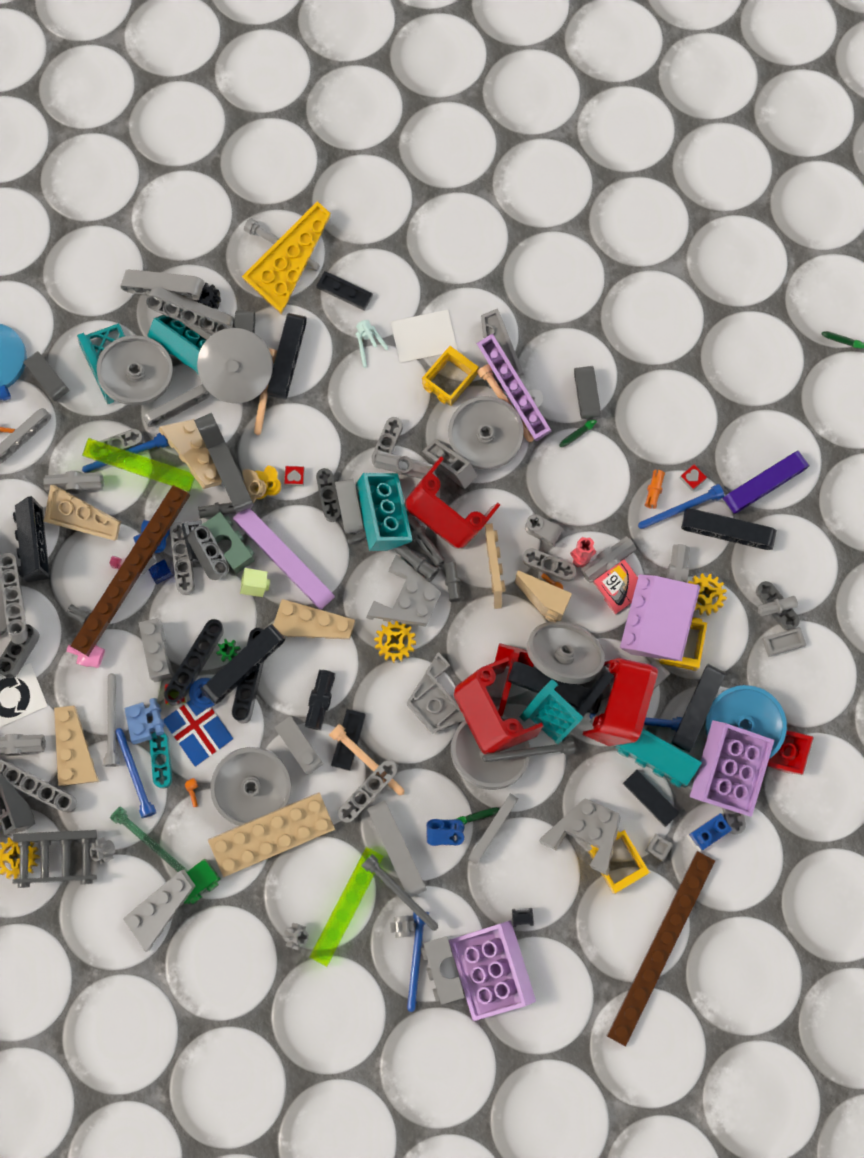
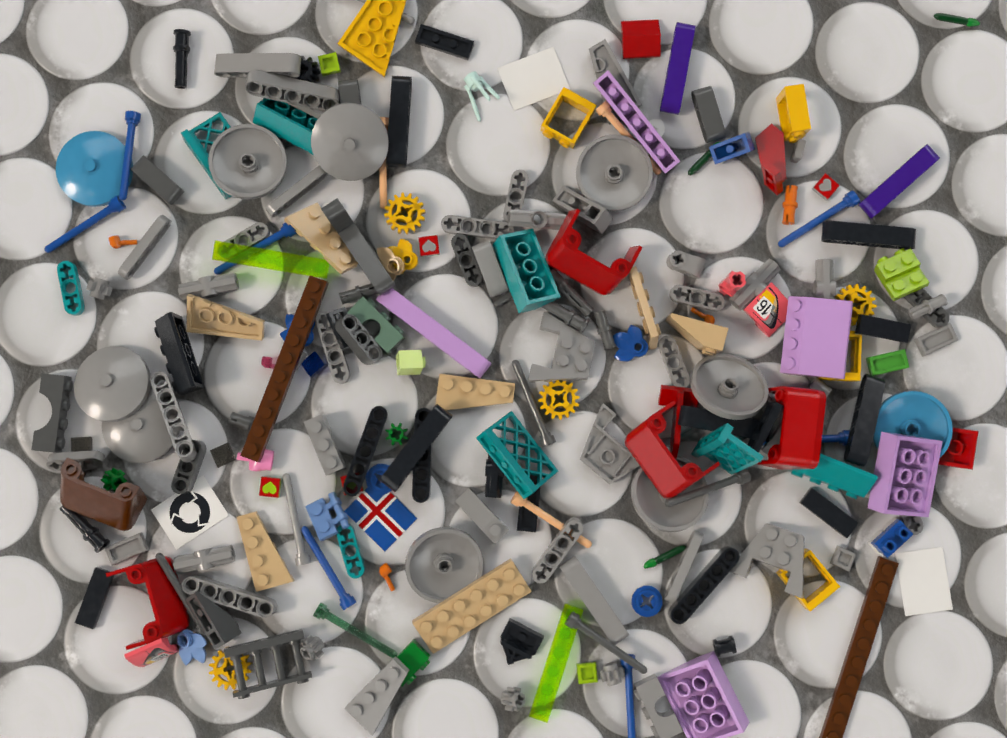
camera: 10 degrees left, 10 degrees up
(34, 318) = (132, 119): none -> blue piece
(54, 646) = (223, 455): none -> clear smoke tile
(94, 262) = (182, 50): none -> black pin
(94, 684) = (270, 487): none -> red tile
(230, 294) = (329, 64): none -> lime plate
(267, 444) = (399, 217): none -> yellow gear
(313, 879) = (519, 641): none -> black slope
(332, 692) = (508, 461): none -> teal fence
(346, 462) = (478, 224): none -> light grey beam
(376, 678) = (546, 437): none -> dark grey piece
(377, 923) = (587, 672): none -> lime tile
(443, 832) = (636, 578): blue piece -> none
(448, 868) = (645, 610): none -> blue gear
(473, 597) = (627, 342): none -> blue plate
(518, 609) = (663, 351): none -> light grey beam
(520, 848) = (713, 581): none -> black beam
(533, 314) = (641, 39): none -> red slope
(563, 345) = (677, 68): none -> dark purple beam
(605, 426) = (732, 148): none -> blue slope
(643, 441) = (772, 157): none -> red piece
(669, 402) = (793, 112): none -> yellow window
(669, 439) = (797, 151): none -> light grey tile
(730, 621) = (883, 328): none -> black tile
(732, 657) = (887, 362): none -> bright green tile
(740, 885) = (924, 581): none -> white sticker
(755, 571) = (901, 274): none -> lime plate

